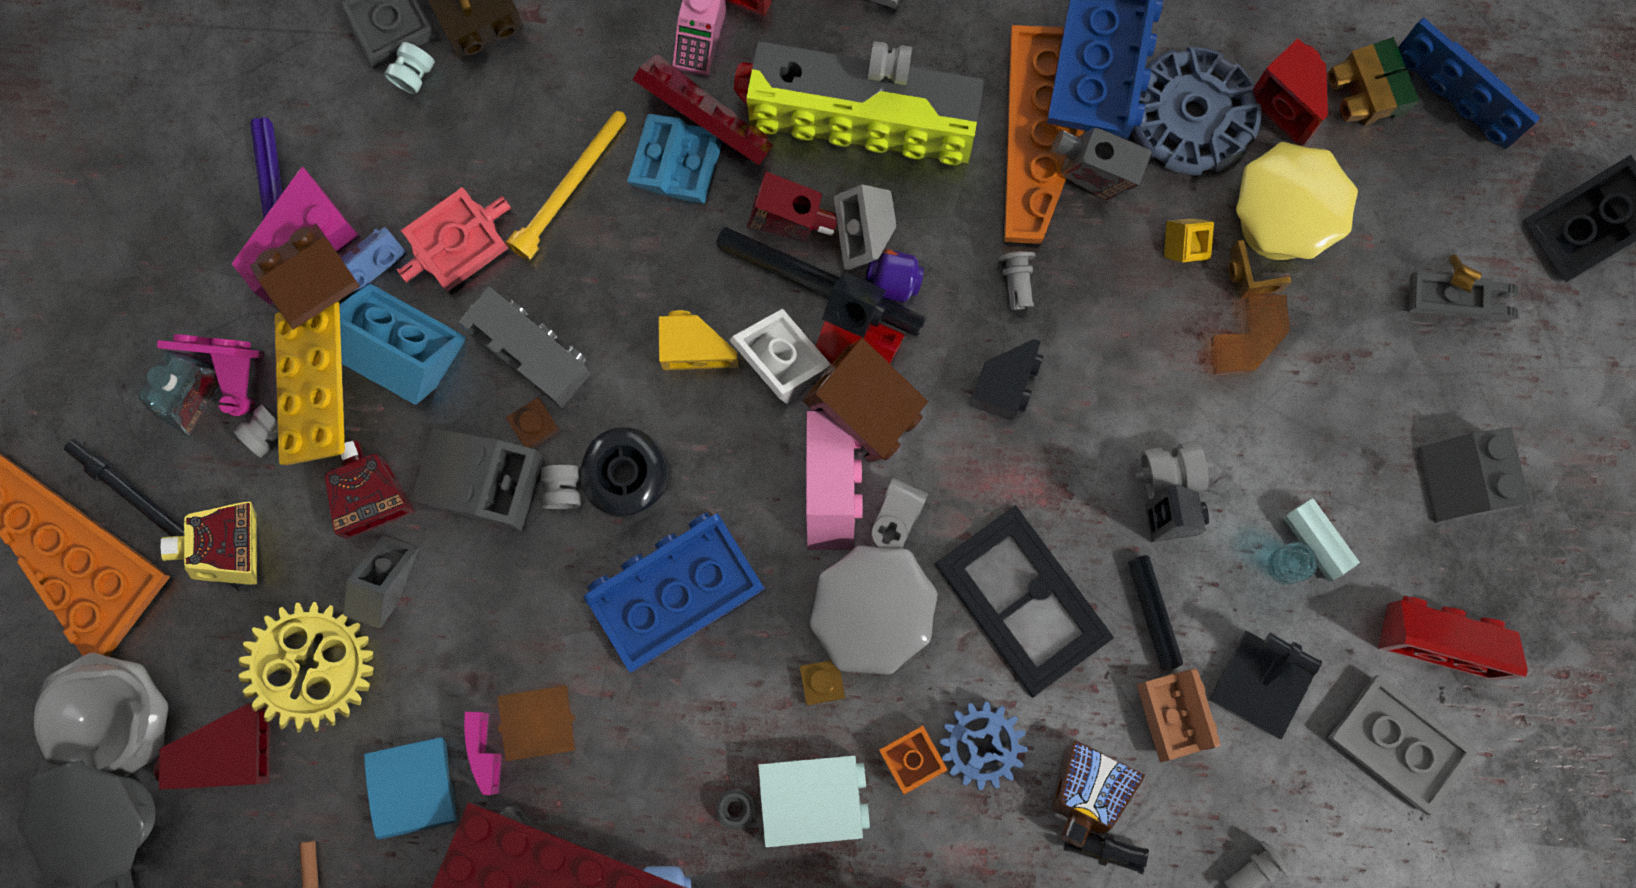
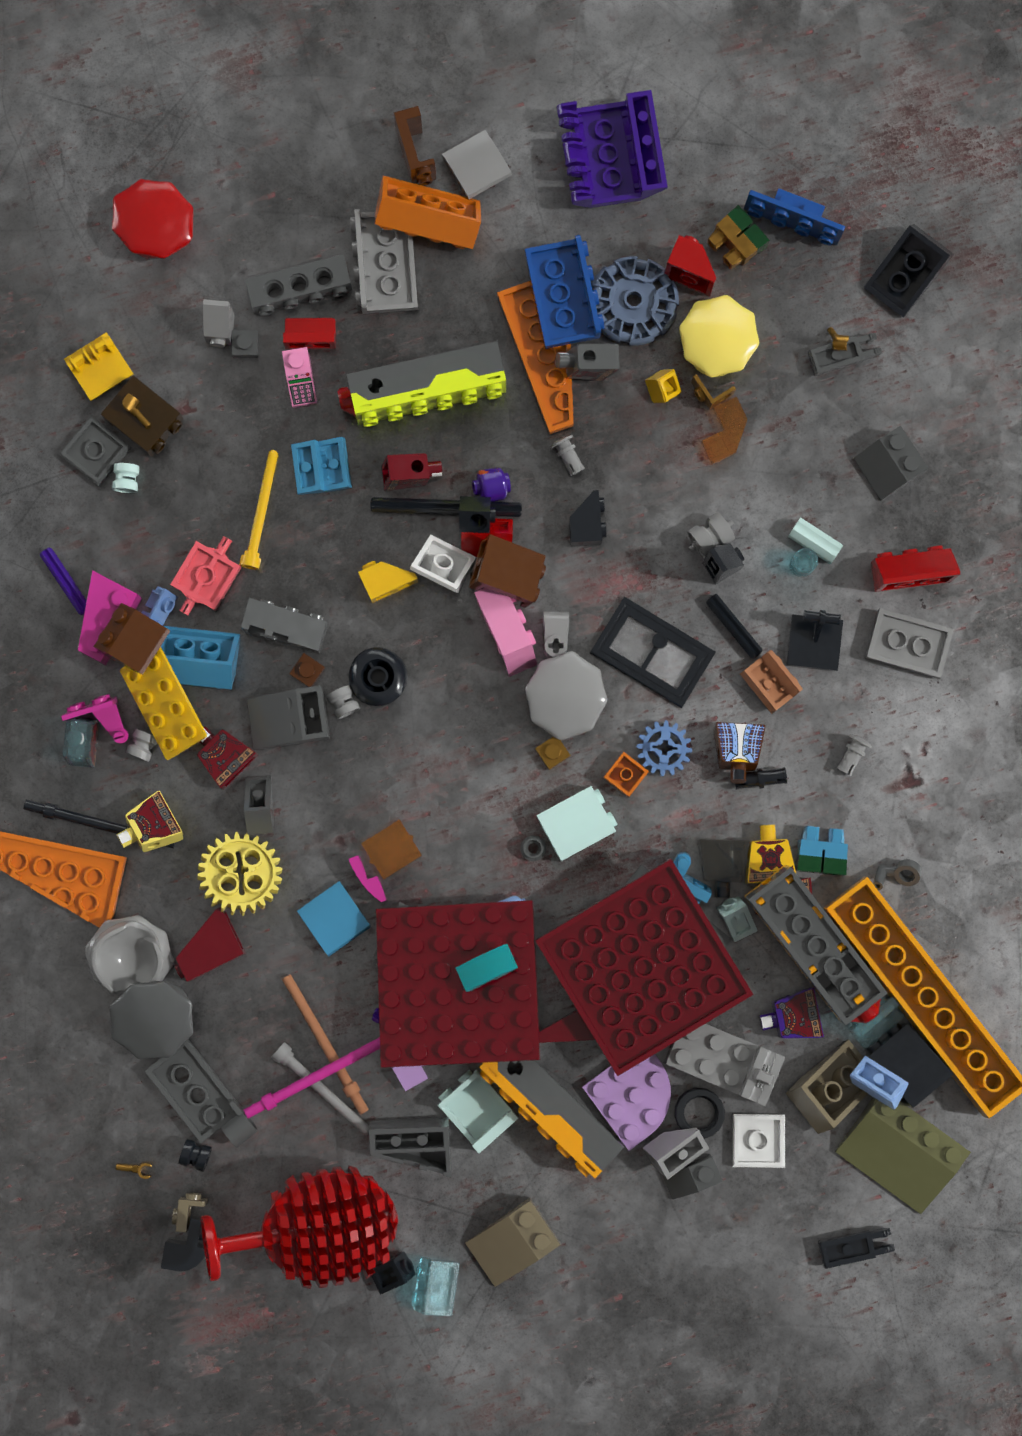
camera: 30 degrees left, 5 degrees up
(672, 591) = (440, 735): blue bracket -> none
(692, 101) = (315, 425): dark red wing -> none
(864, 223) = (460, 461): light grey slope -> none
(890, 63) = (436, 356): light grey wheel -> none

